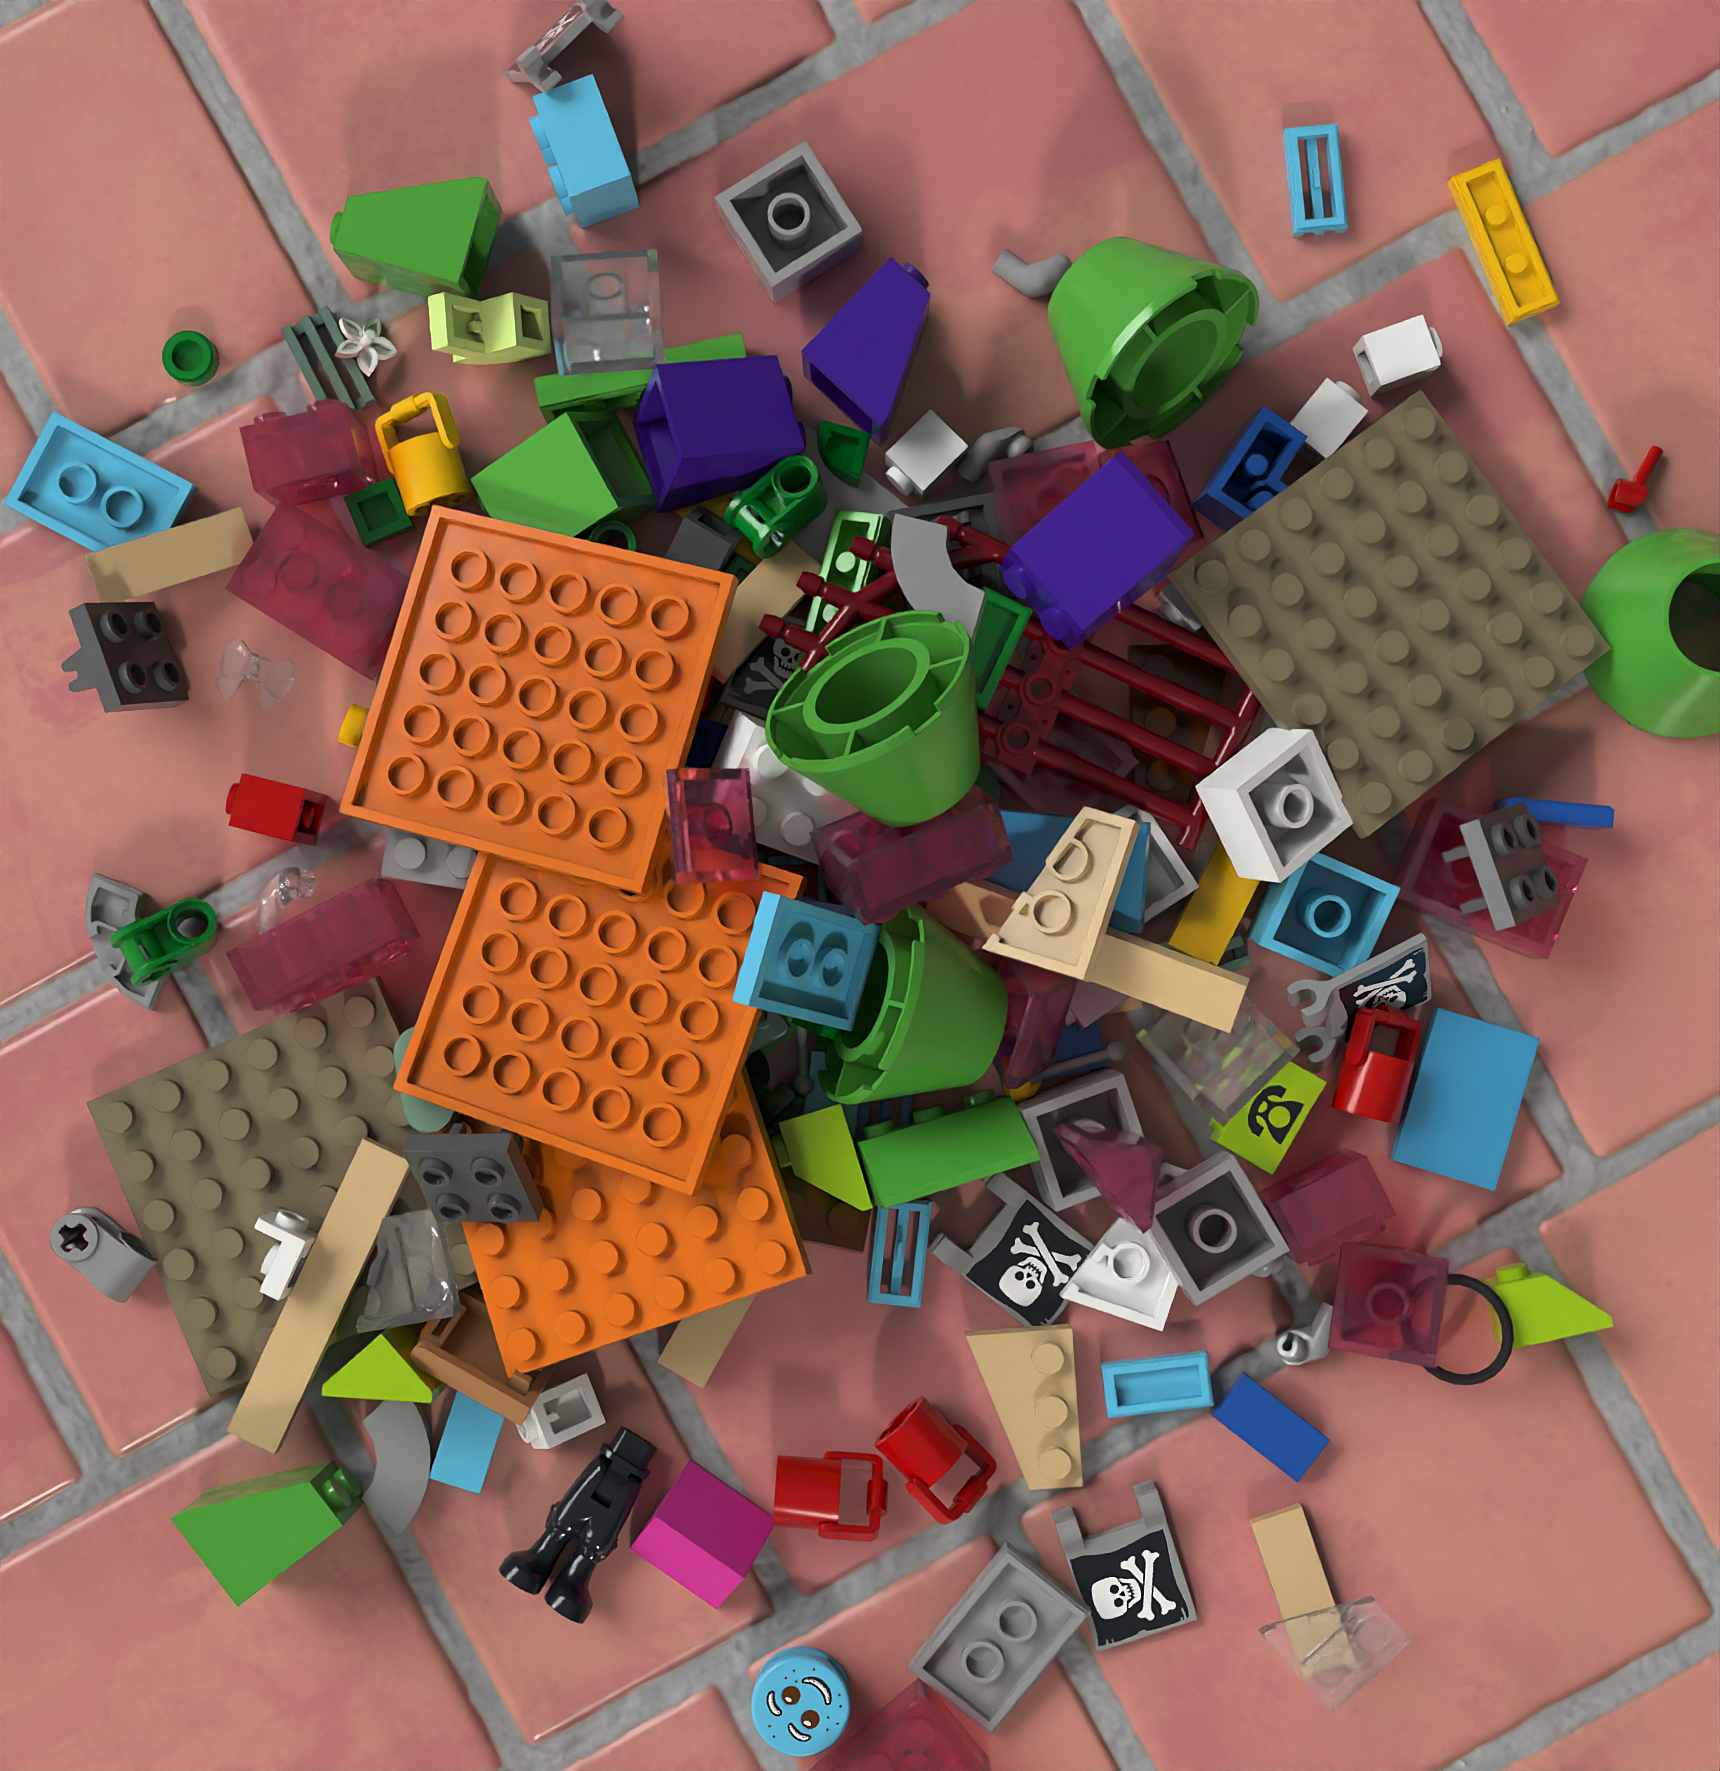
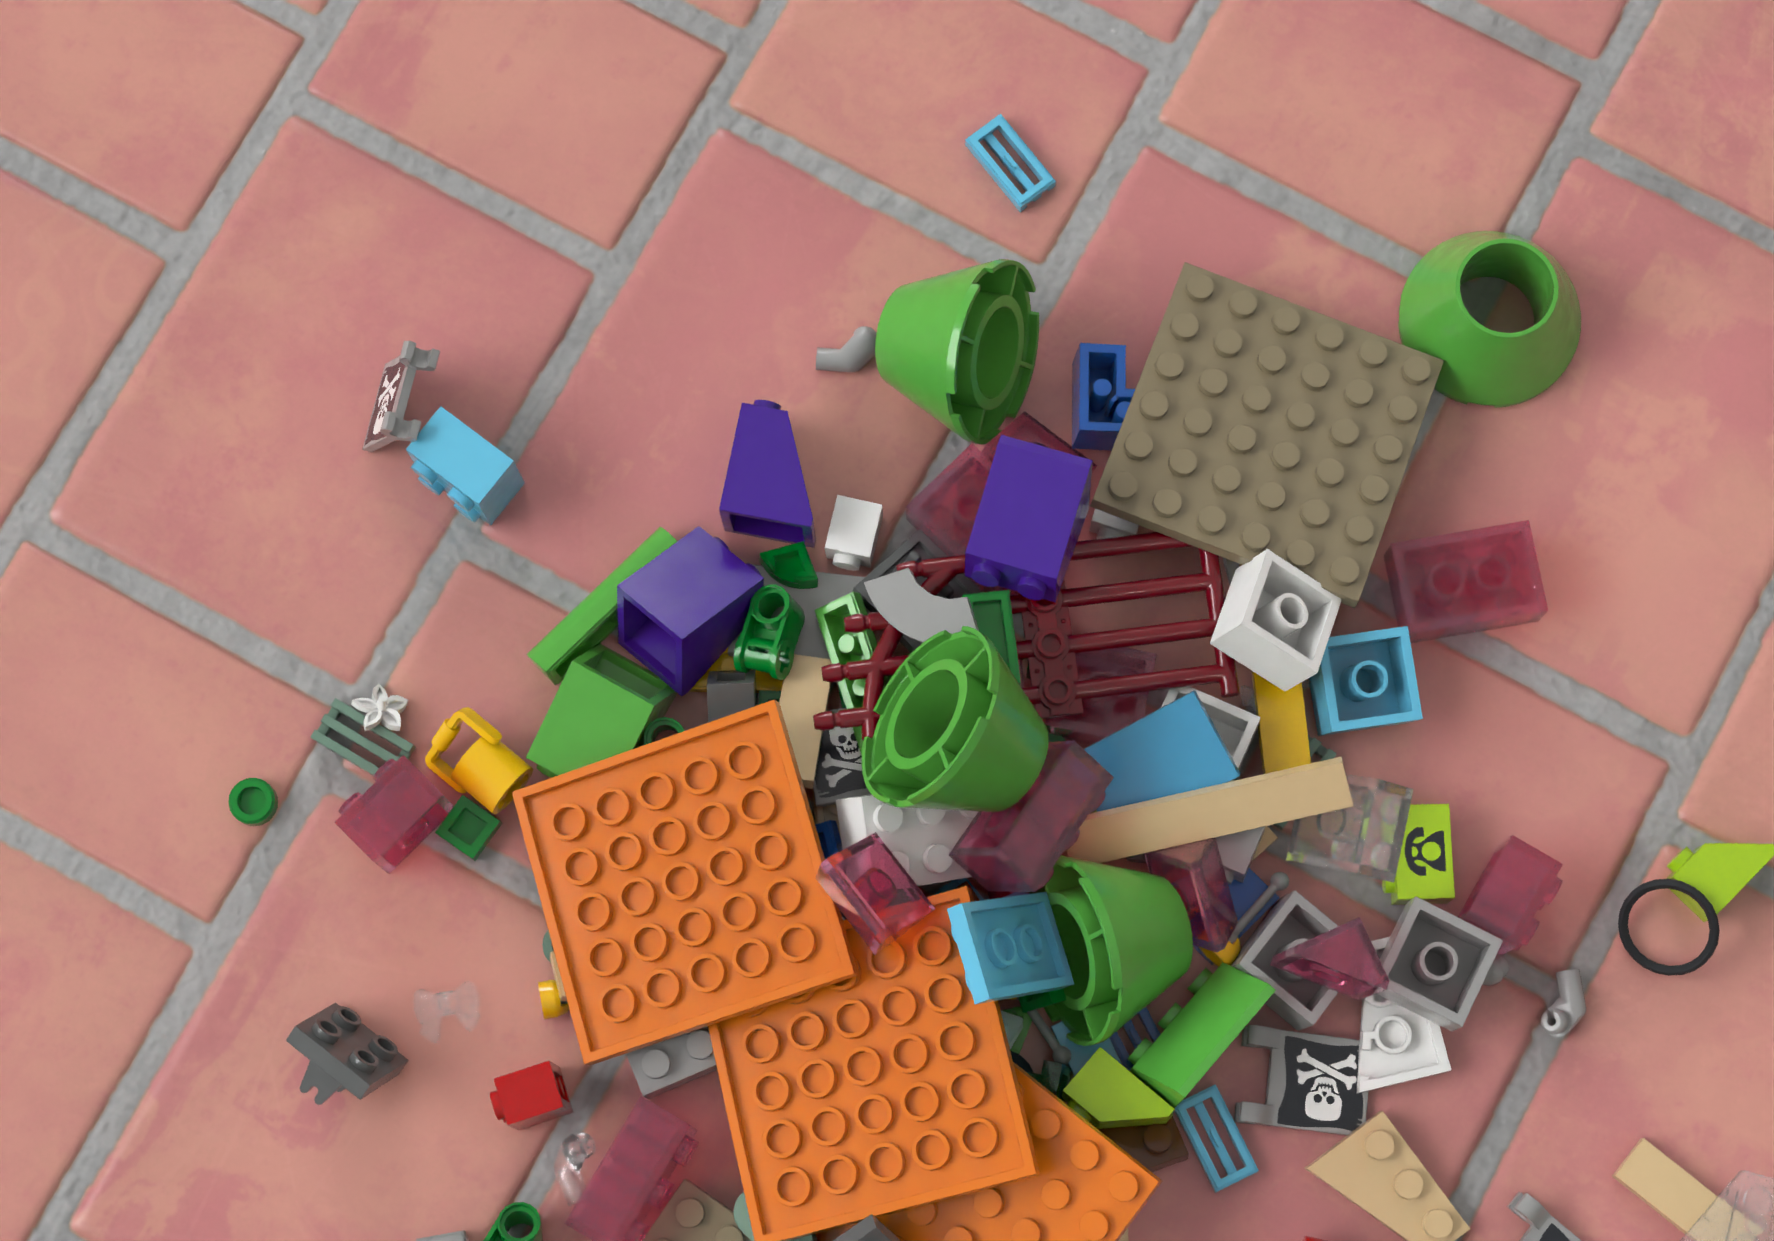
camera: 30 degrees left, 10 degrees down
(96, 488) = (248, 946): medium azure plate -> none
(170, 556) = (332, 956): tan tile -> none
(322, 588) = (465, 909): clear pink brick -> none
(420, 236) = (380, 605): bright green slope -> none
(489, 330) = (472, 638): yellowish green brick -> none
(607, 312) = (554, 571): clear brick -> none
(789, 222) = (647, 425): light grey brick -> none
(991, 447) = (898, 495): light grey arm -> none
(1072, 899) = (1175, 786): tan wing -> none
(1156, 1383) = (1474, 1115): medium azure tile -> none
(1169, 720) = (1157, 609): reddish brown wing -> none
(1270, 1426) = (1580, 1093): blue tile -> none
(1328, 419) = (1132, 324): white brick -> none
(1371, 1081) = (1481, 782): red piece -> none
(1389, 1303) = (1604, 939): clear pink slope -> none
(1391, 978) = (1434, 726): light grey flag -> none
(1398, 355) = (1152, 248): white brick -> none
(1464, 1098) = (1559, 754): dark azure tile -> none
(1503, 241) = (1174, 123): yellow tile -> none
(1508, 866) = (1472, 558): dark grey plate -> none
(1564, 813) = (1483, 504): blue tile -> none
(1629, 494) = (1384, 245): red hand -> none

